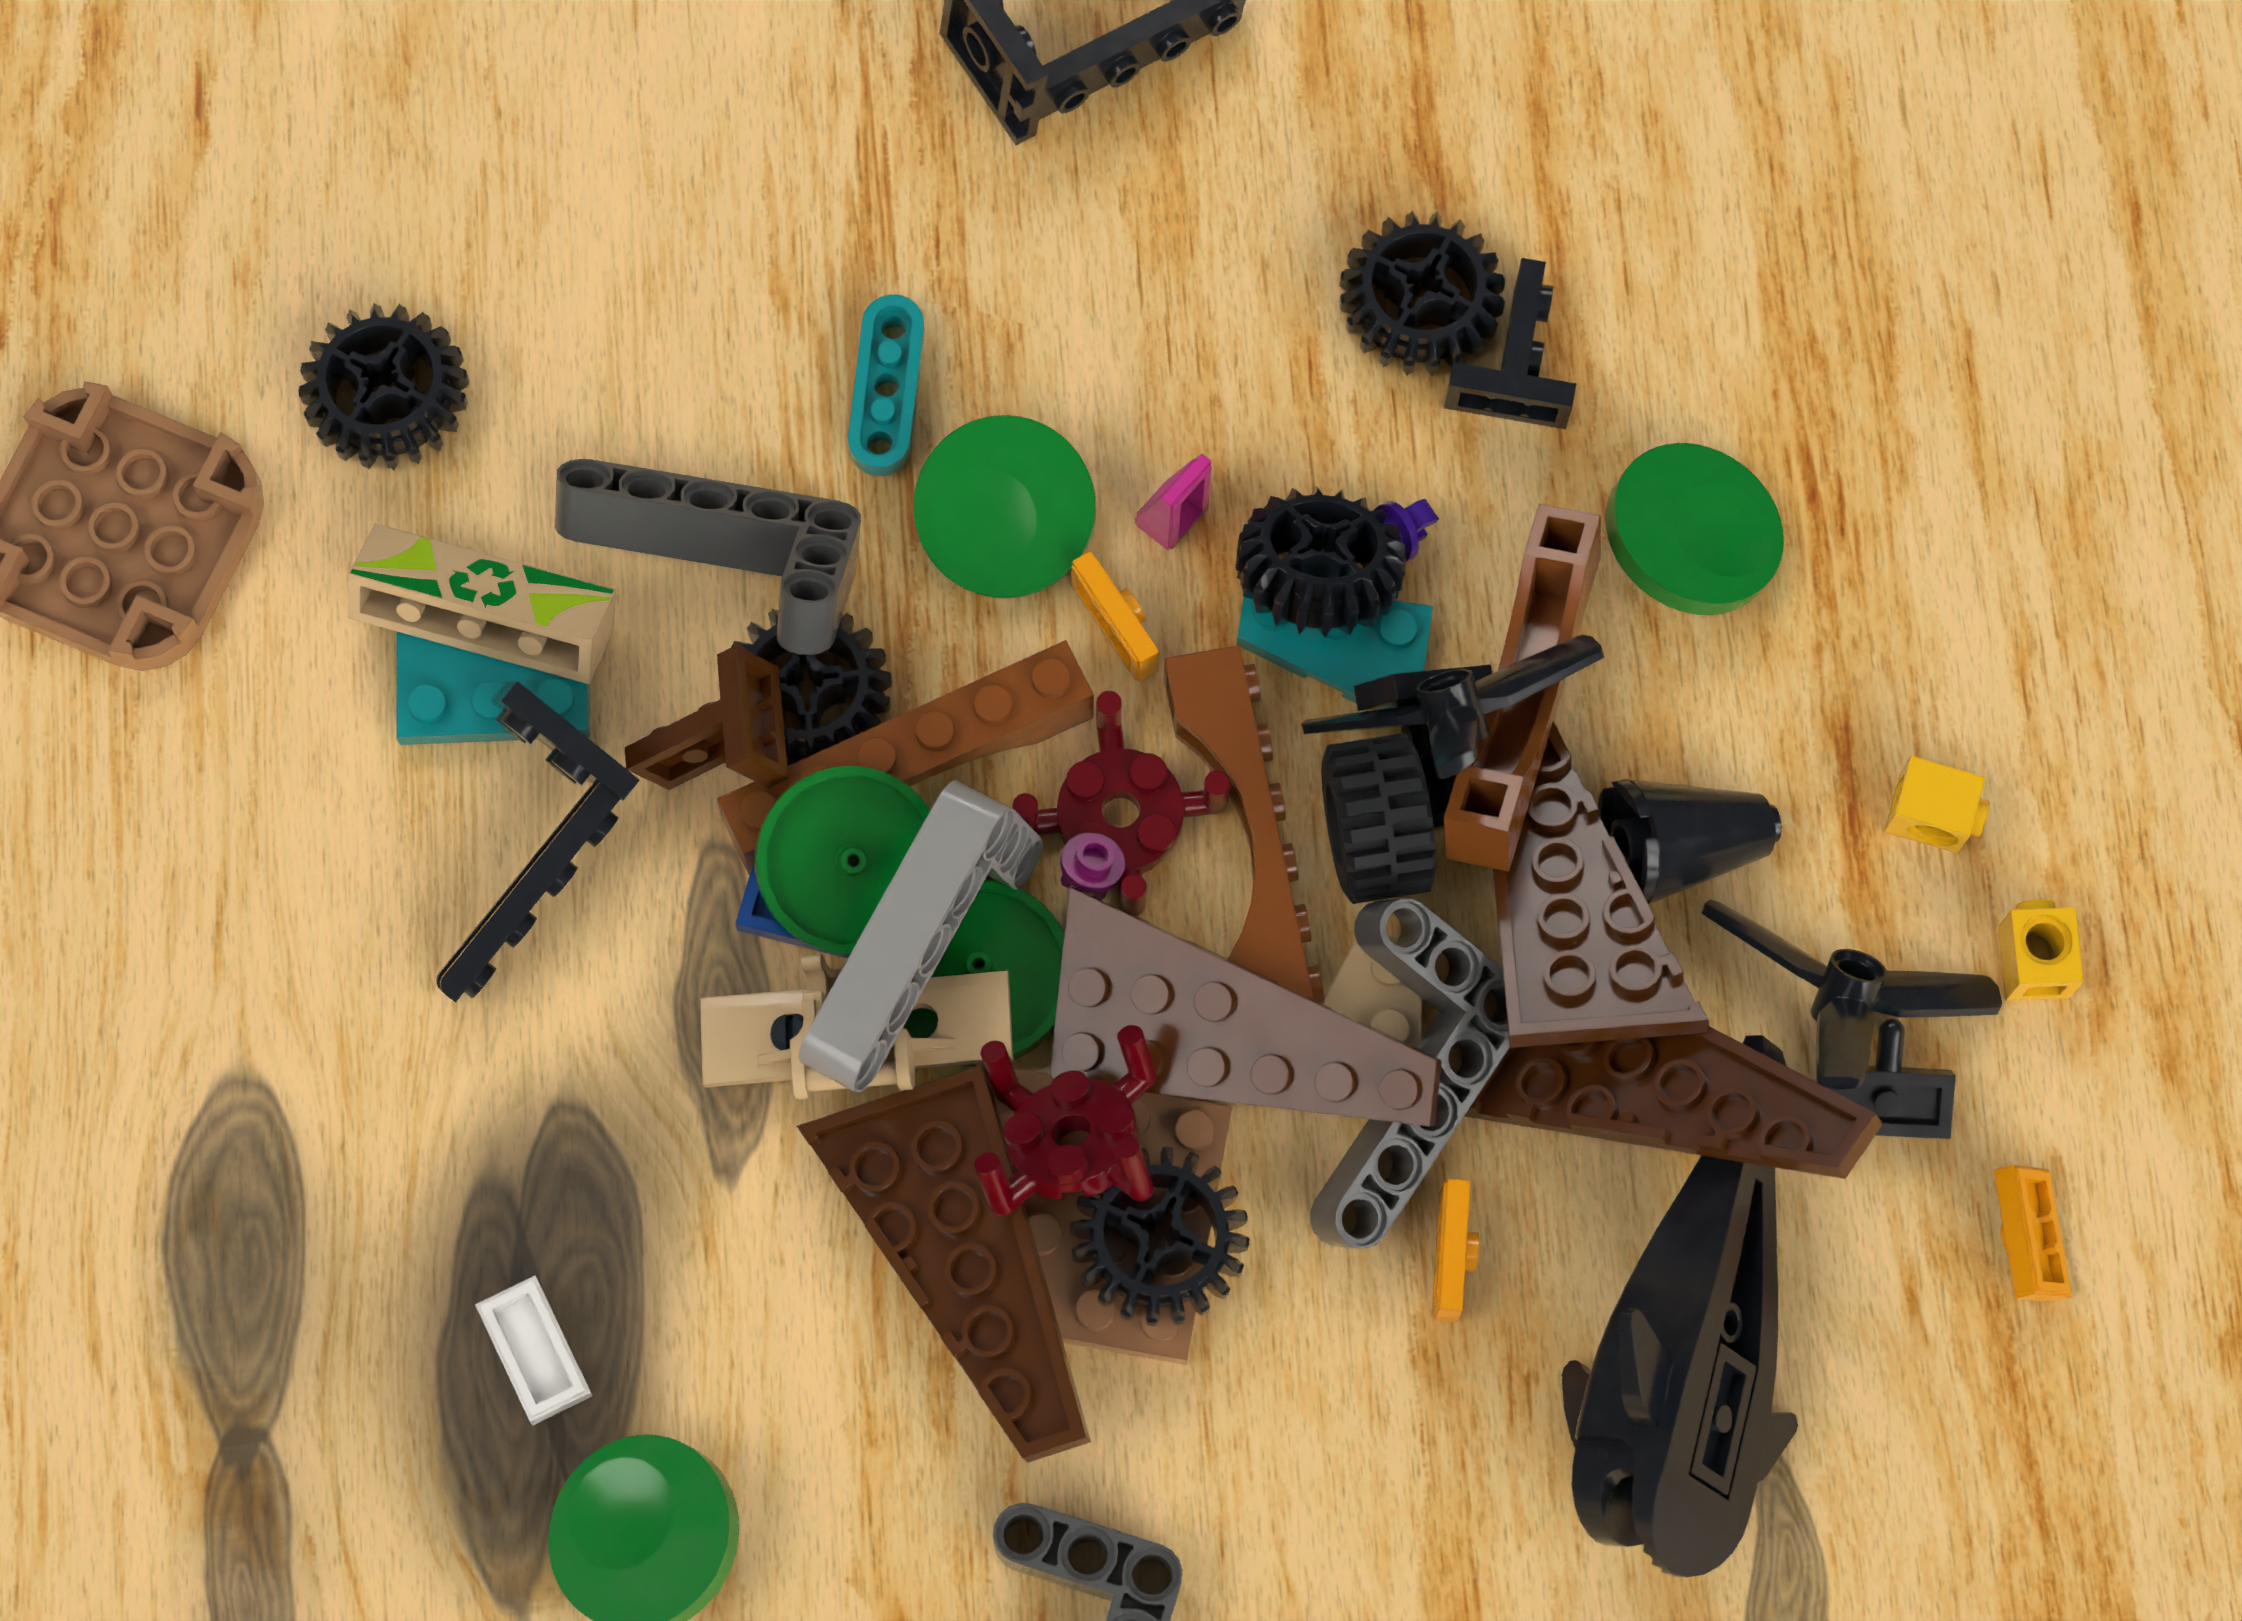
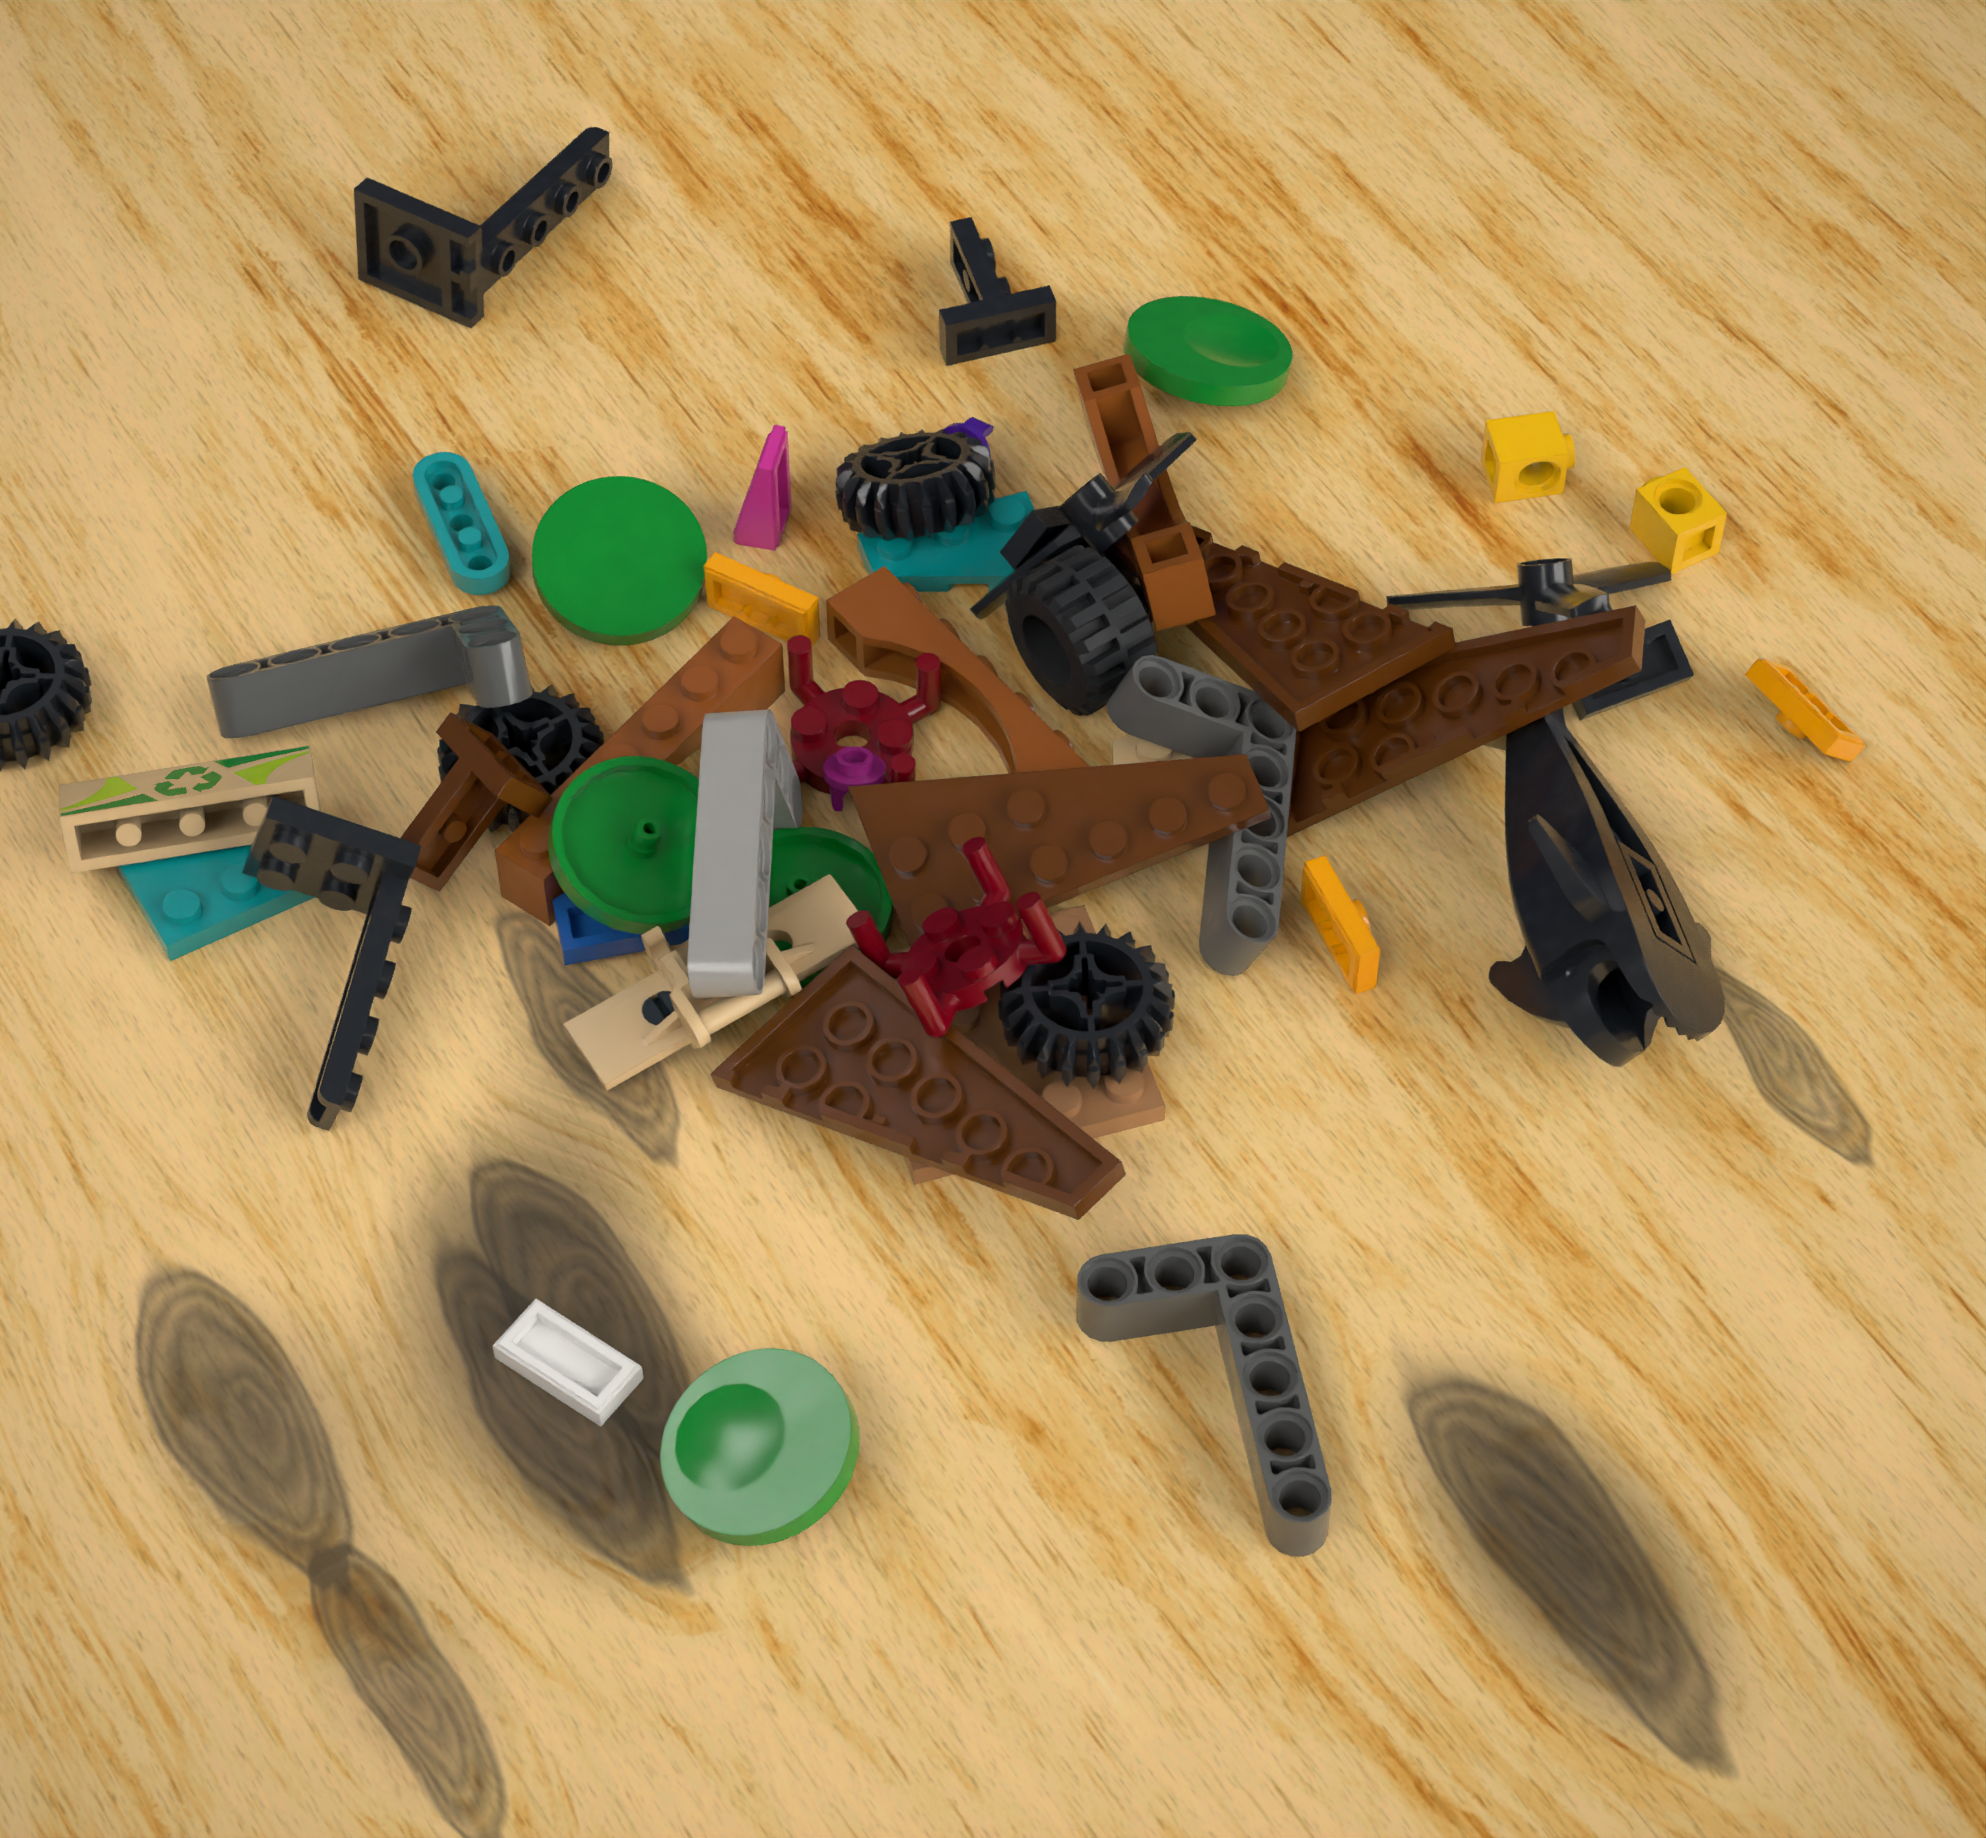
camera: 25 degrees left, 20 degrees down
(1383, 266) = (846, 279): black gear -> none
(1686, 833) = (1341, 541): black cone -> none

